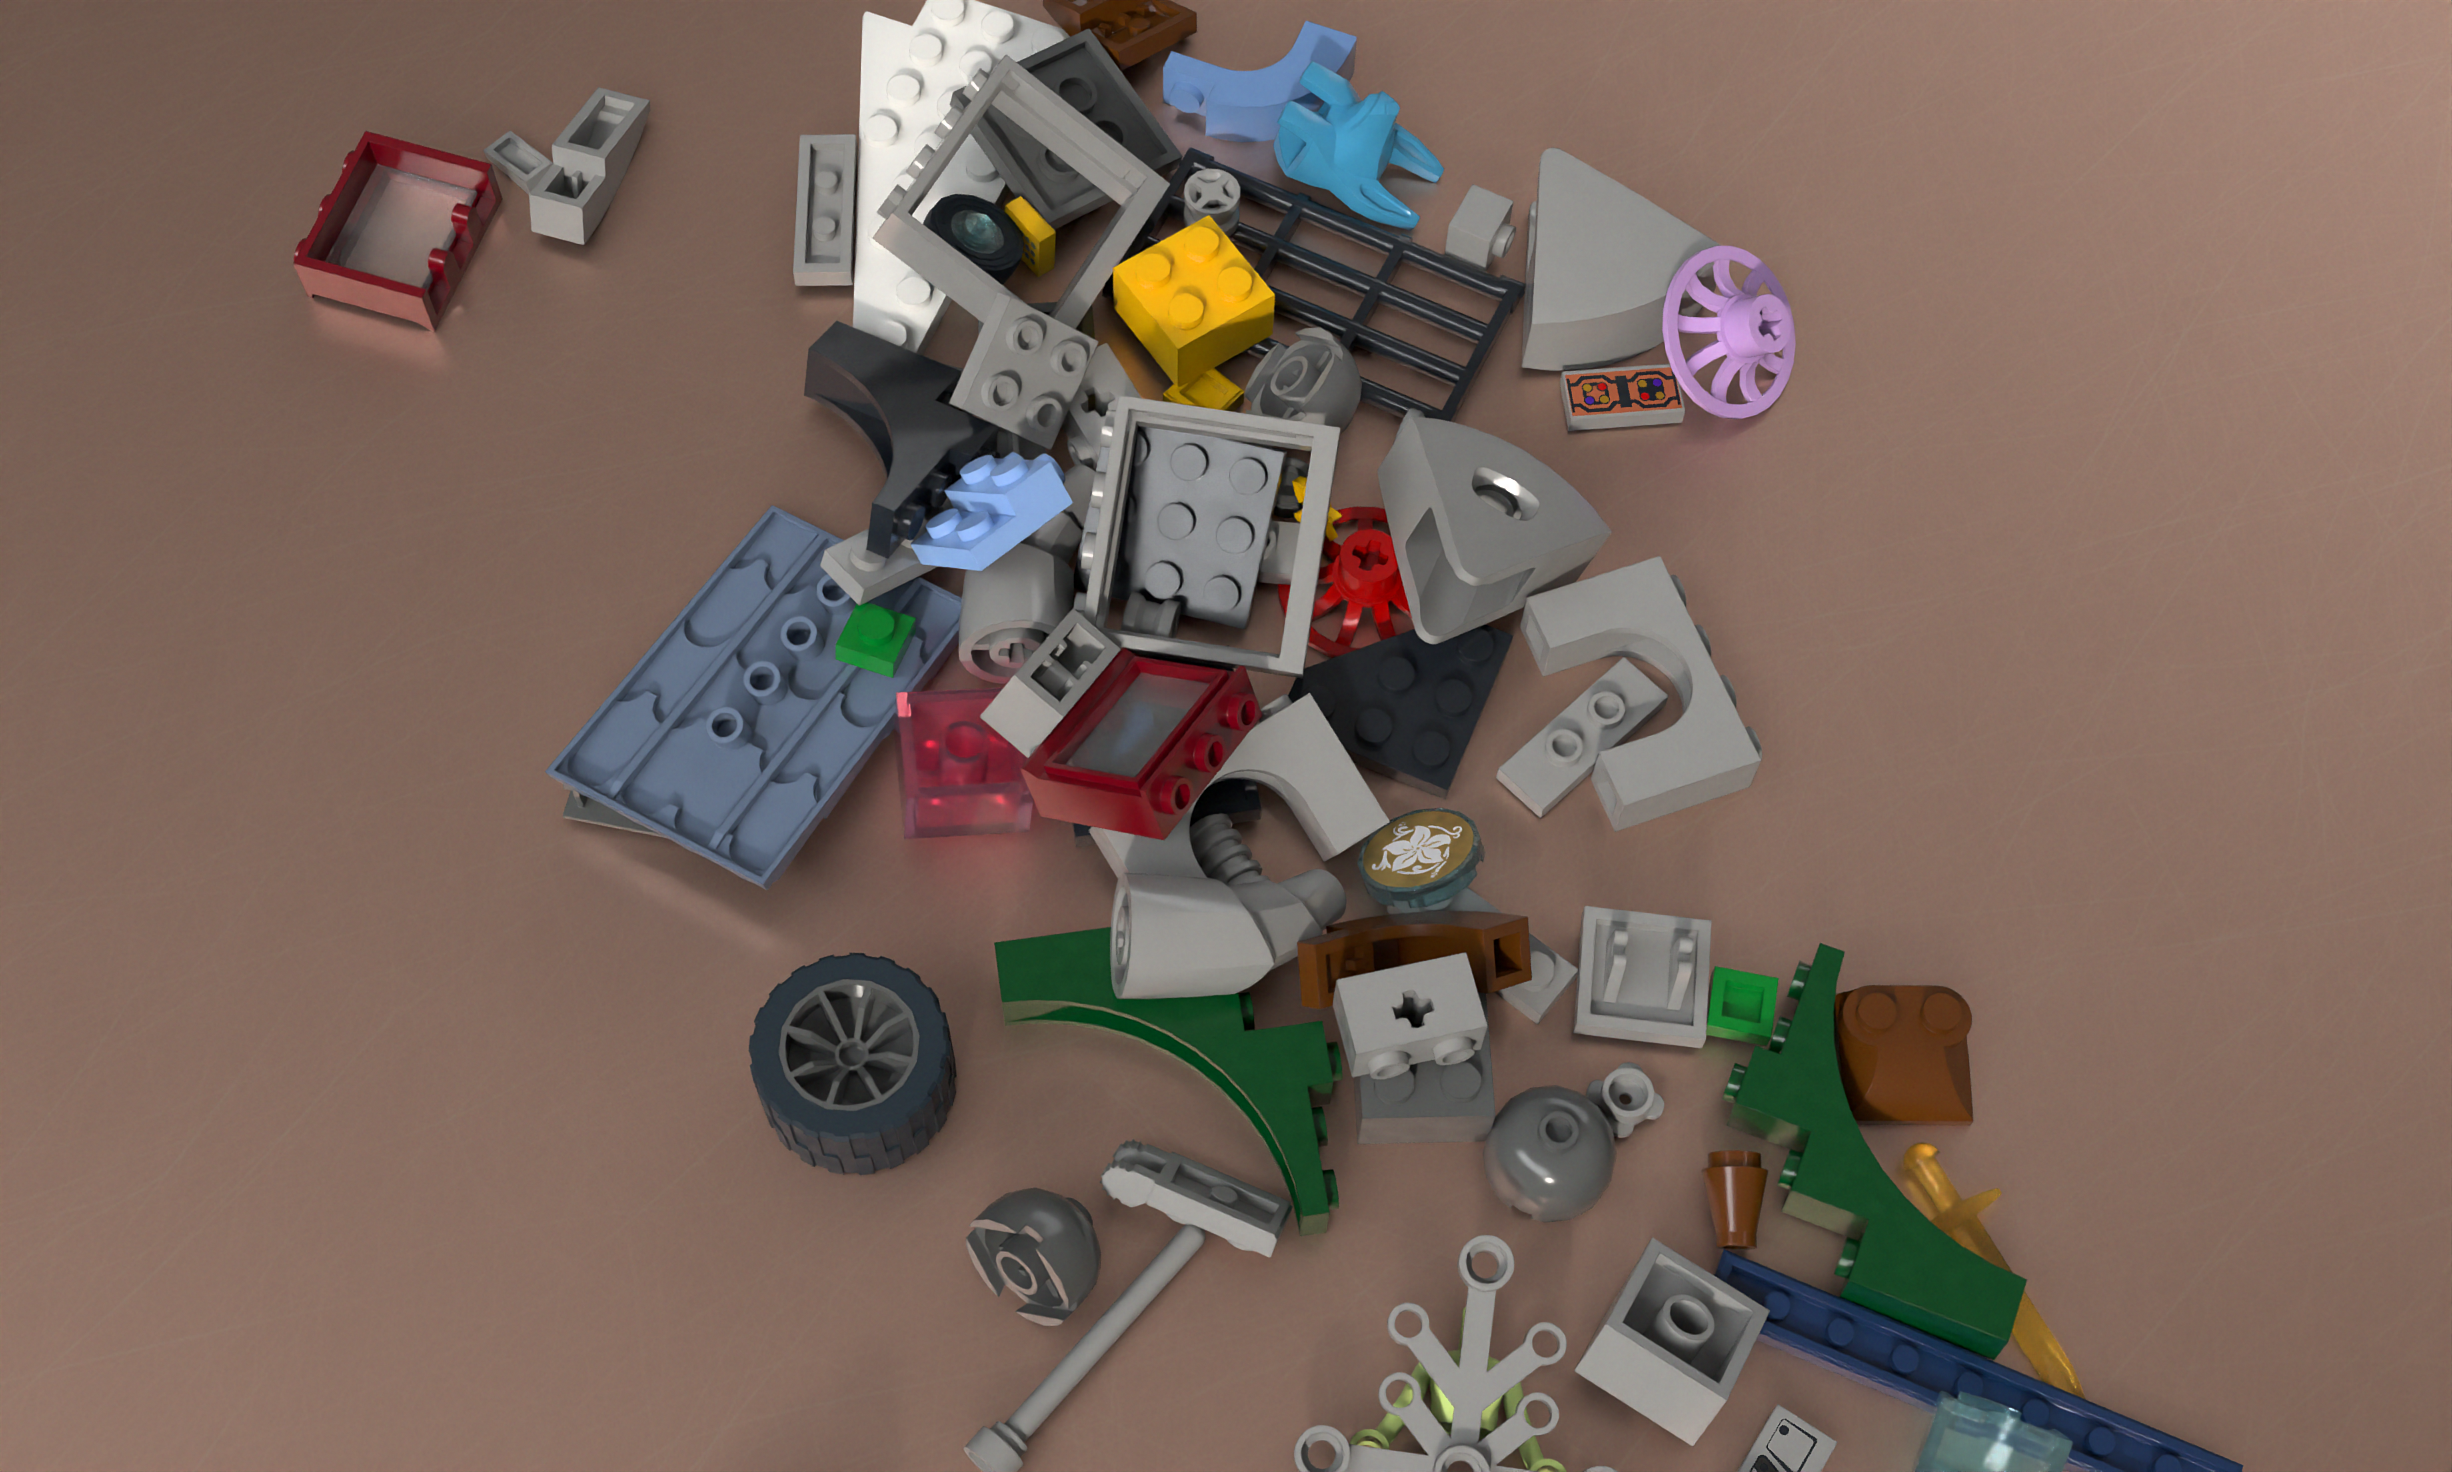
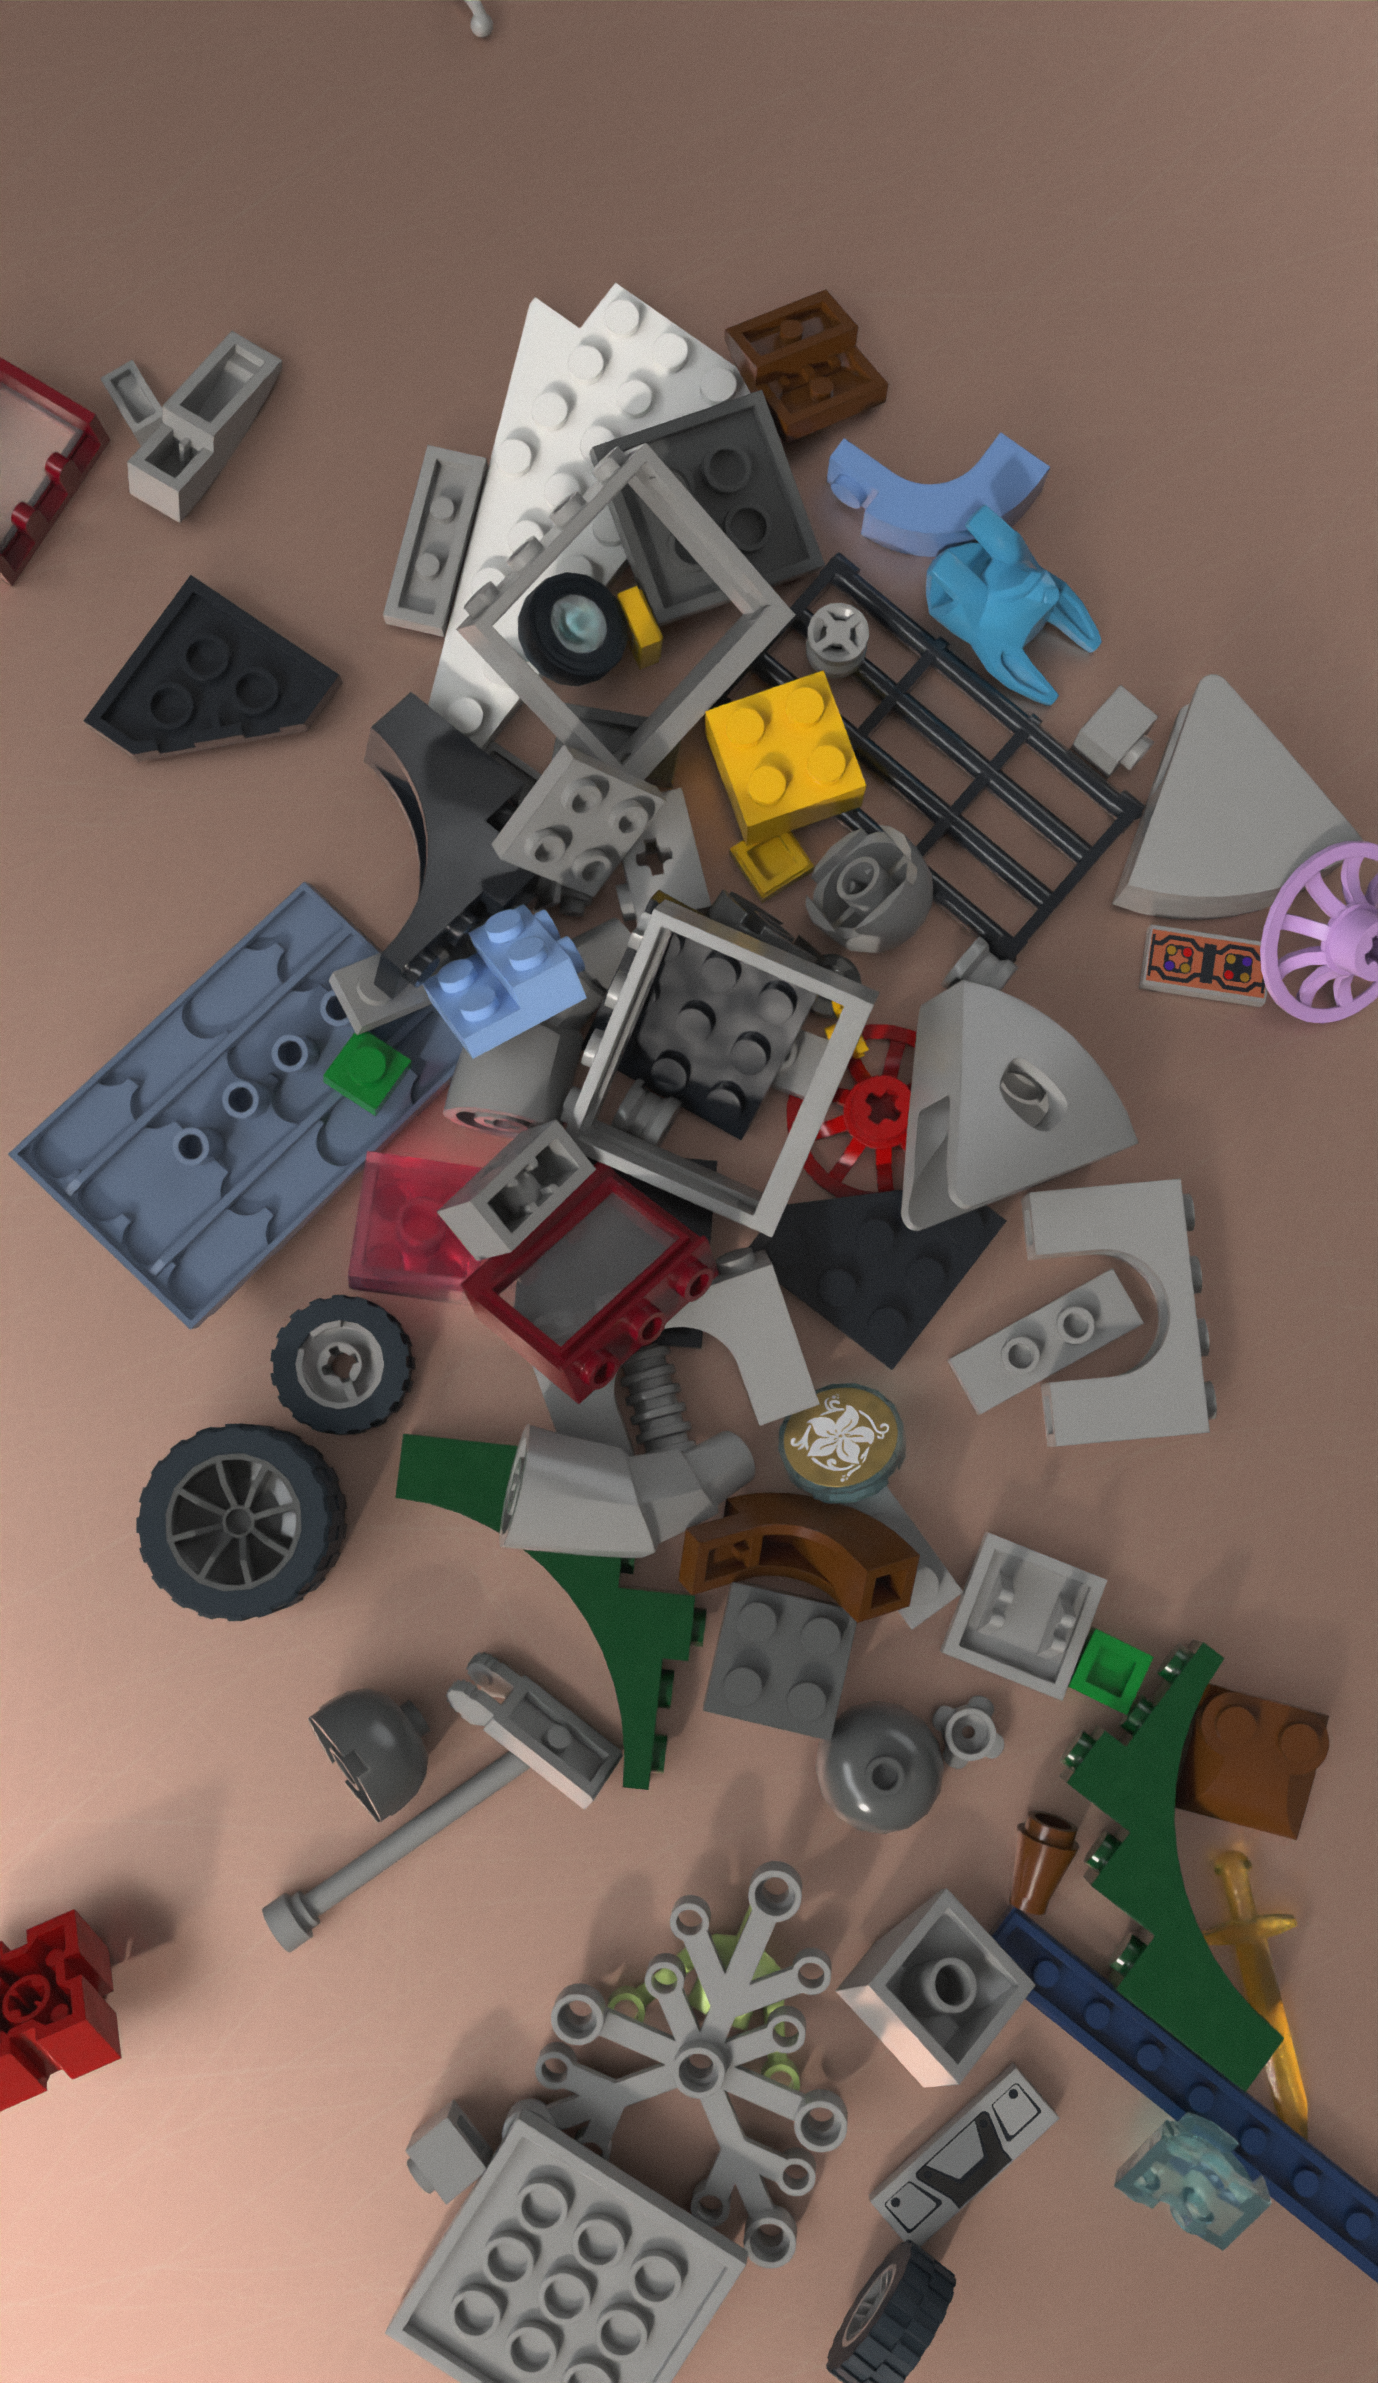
camera: 20 degrees right, 20 degrees up
(642, 360) = (210, 682): none -> black plate
(910, 874) = (306, 1359): none -> black wheel
(1433, 992) = (805, 1621): light grey brick -> none

